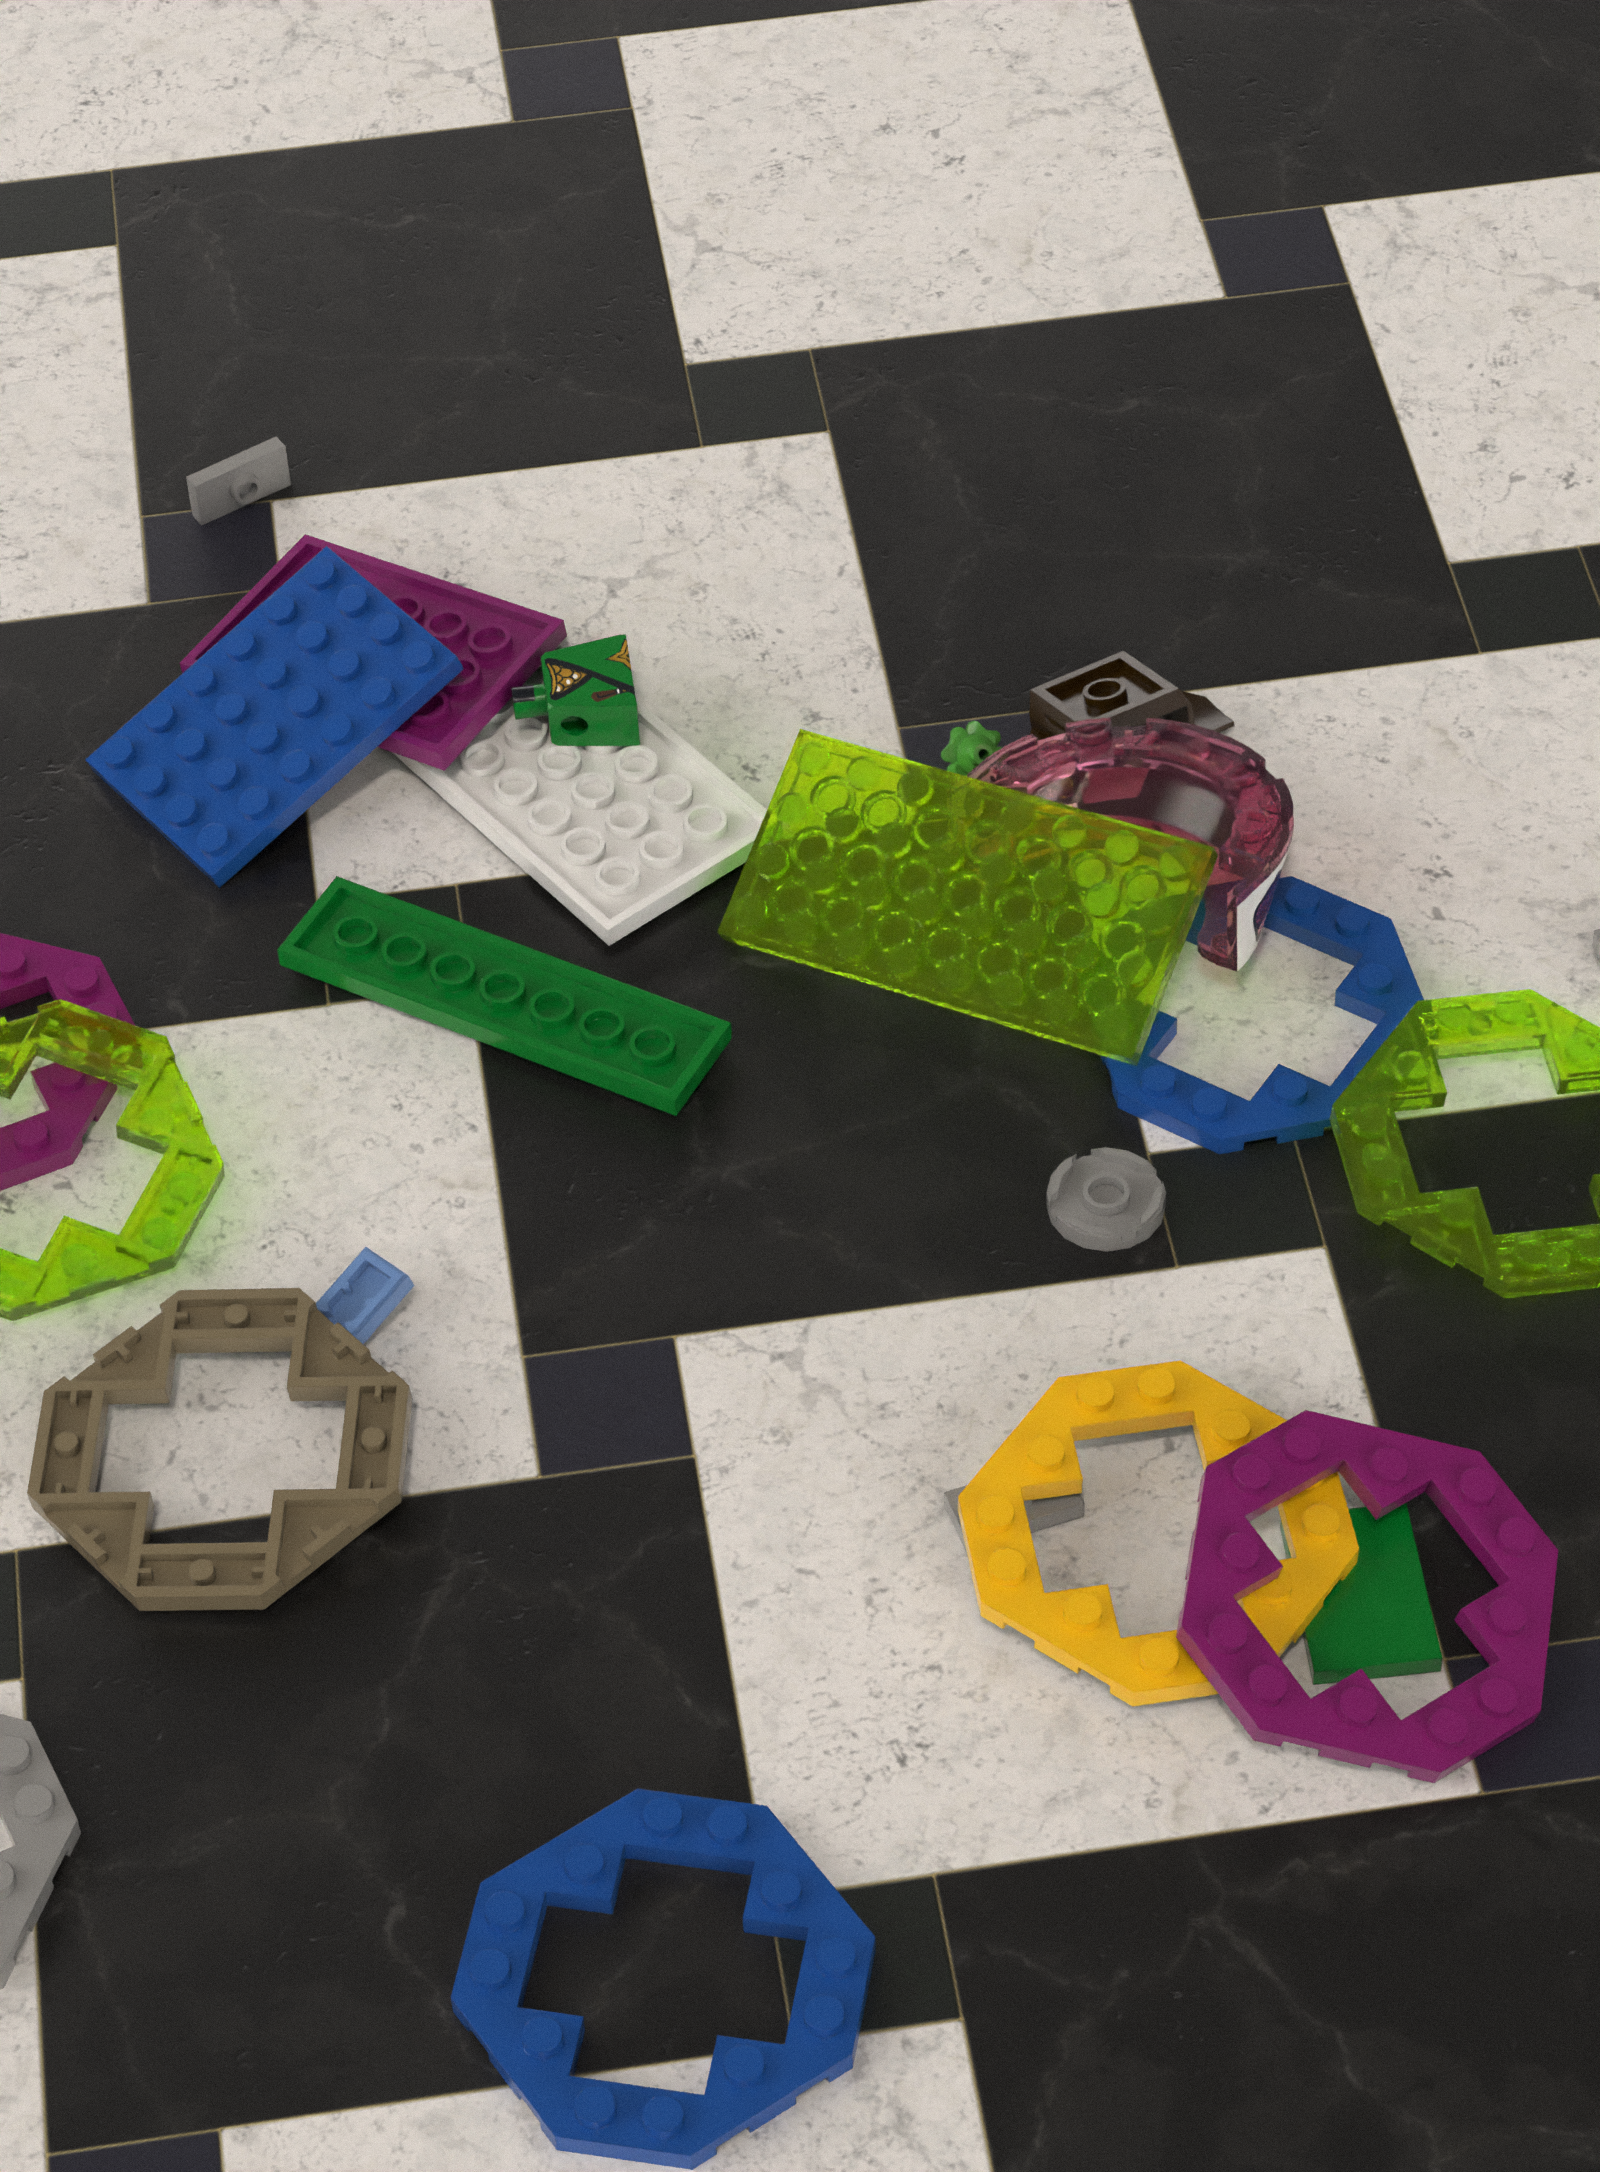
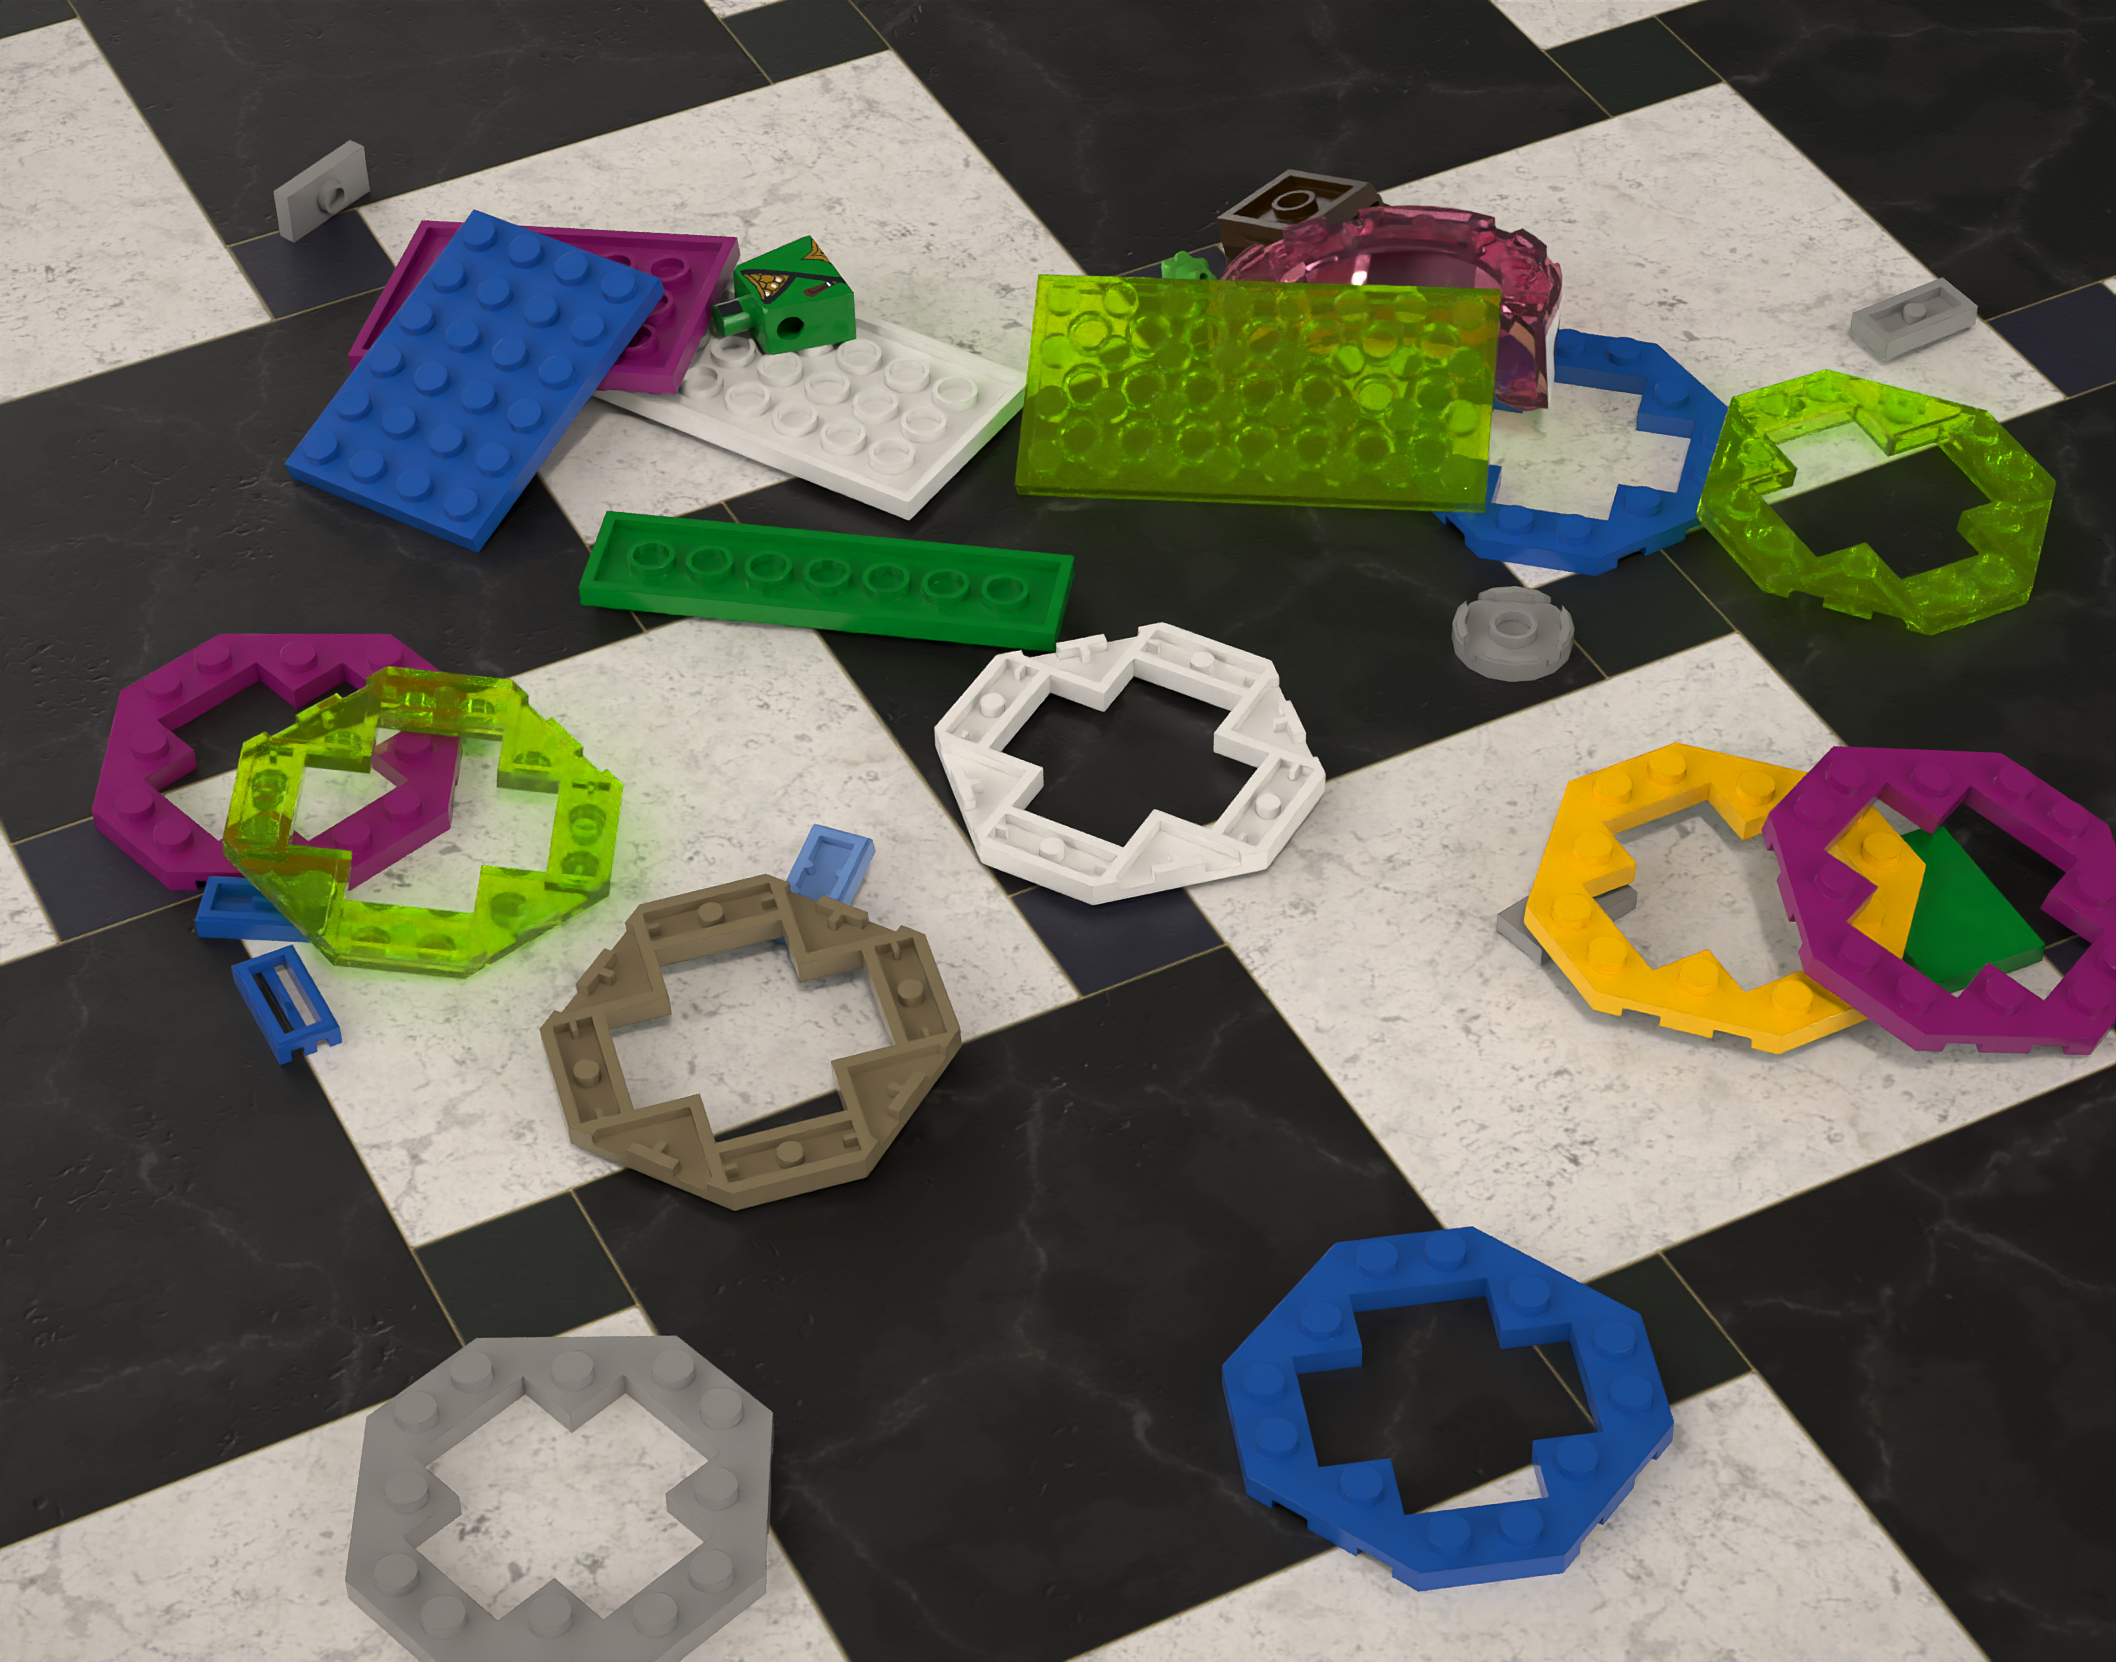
camera: 20 degrees left, 5 degrees down
(677, 1347) = (1165, 849): none -> white plate

